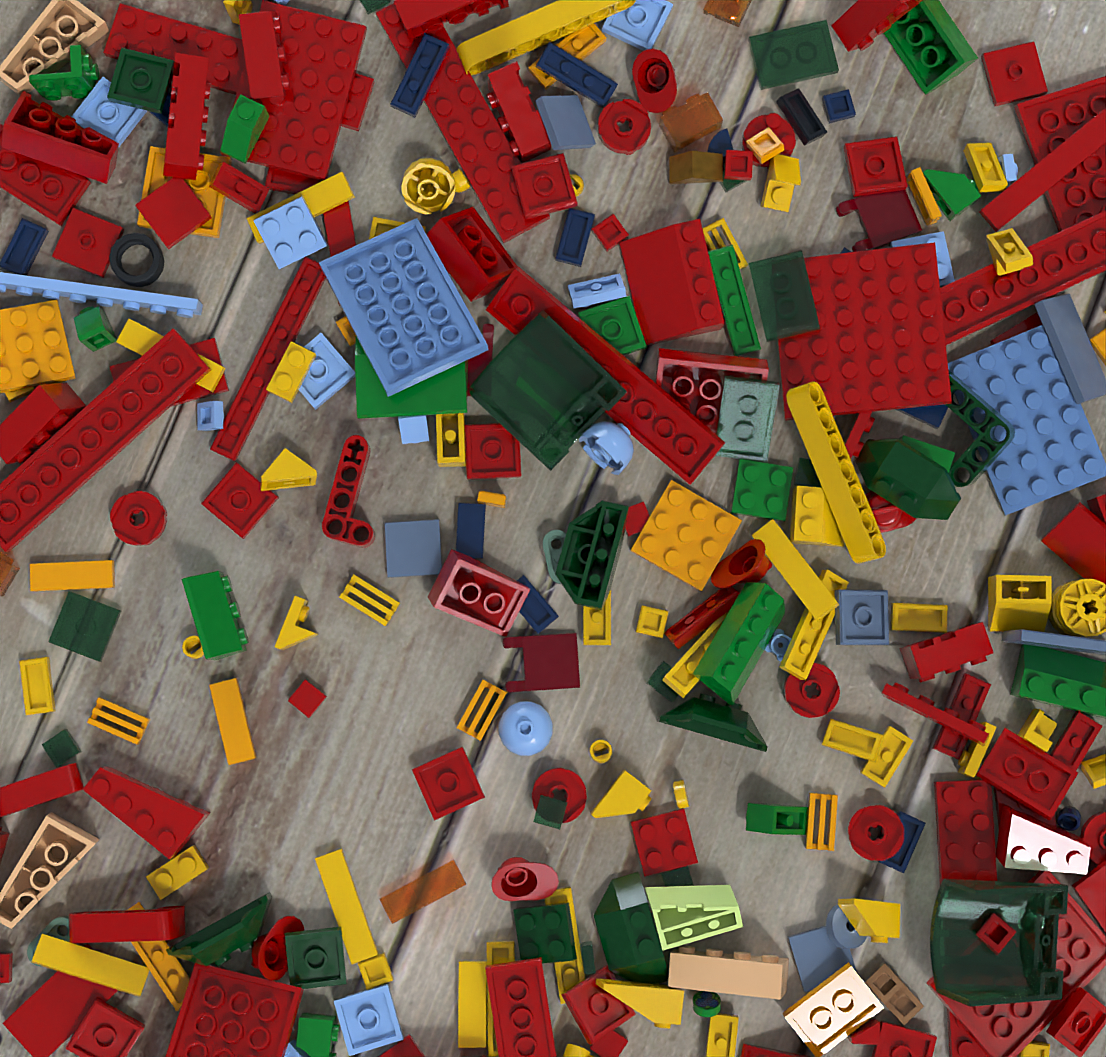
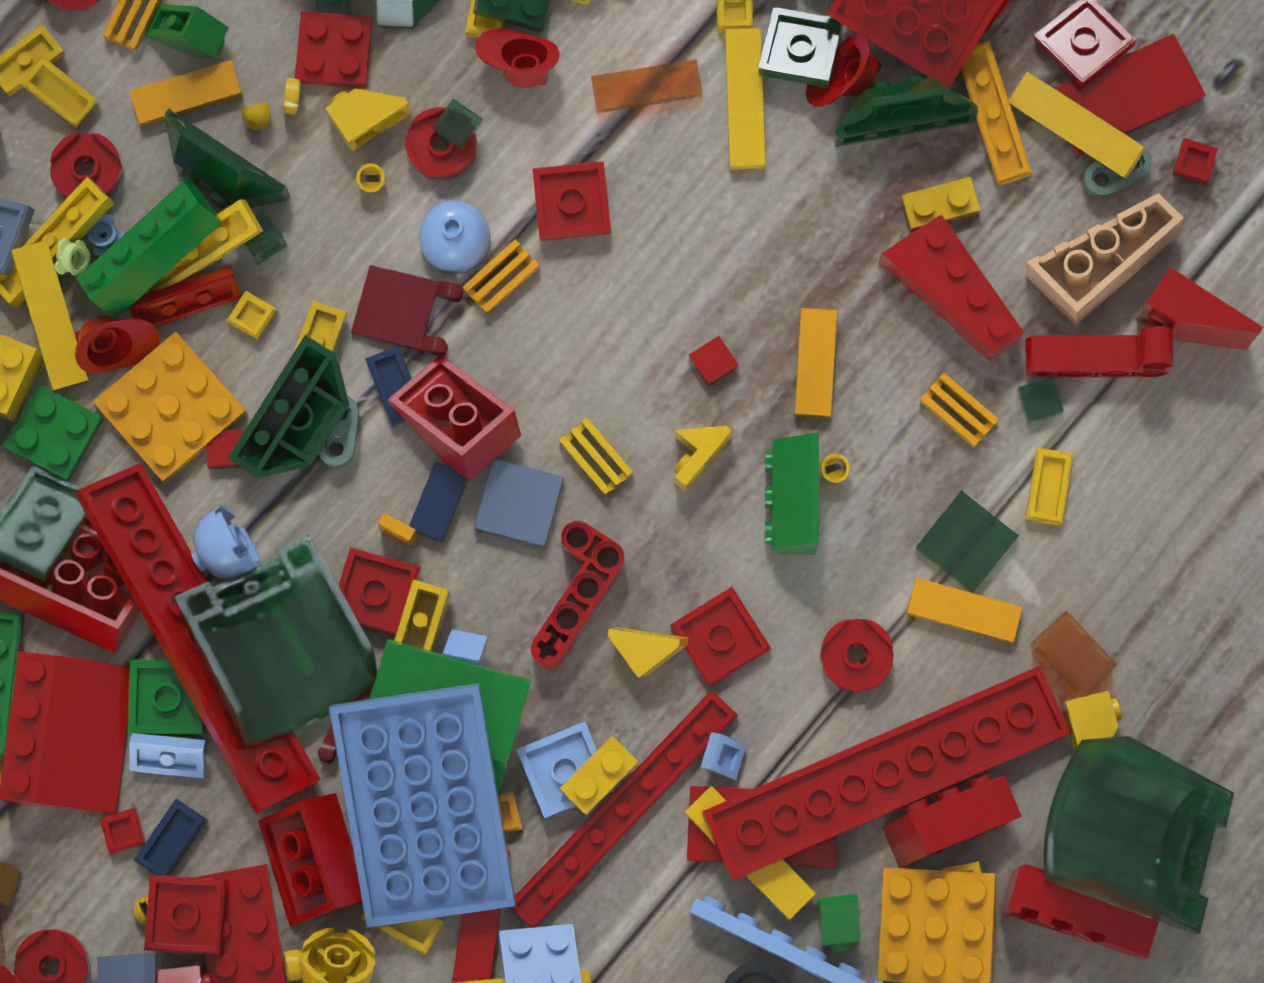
camera: 155 degrees left, 5 degrees down
(127, 925) = (1017, 153): red beam -> none
(701, 771) = (256, 116): none -> yellow hinge
(760, 772) = (186, 93): none -> light orange tile
(793, 615) = (71, 257): none -> yellowish green plate

